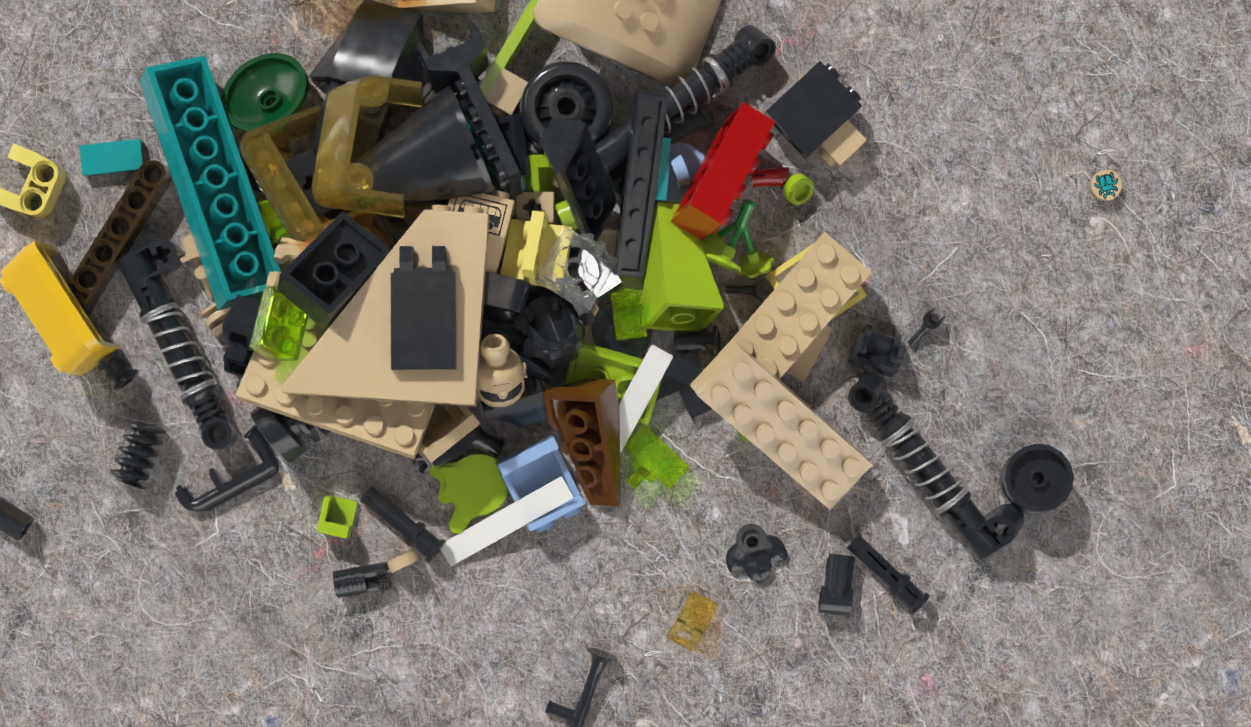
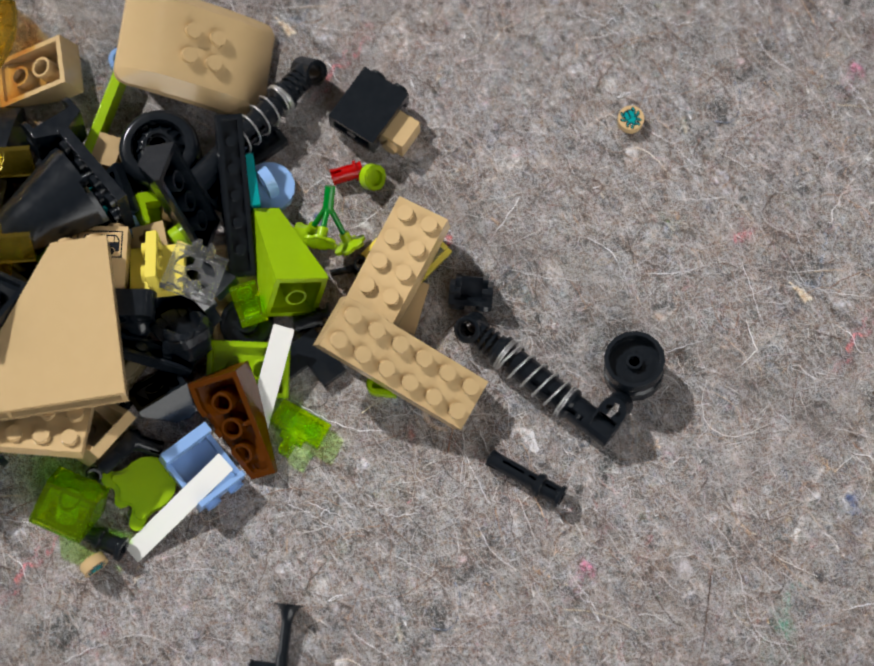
camera: 15 degrees left, 15 degrees down
(337, 516) = (26, 540): lime panel -> none
(354, 580) = (53, 592): black hinge -> none
(389, 495) = (69, 505): none -> clear neon green slope
(423, 313) = (65, 325): black tile -> none
(500, 372) = (145, 372): tan piece -> none
(693, 619) = (365, 555): clear yellow bracket -> none
(724, 171) = (304, 170): red brick -> none
(755, 557) = (407, 491): black plate -> none
(836, 593) = (485, 504): black piece -> none
(927, 324) = (508, 265): black hand -> none

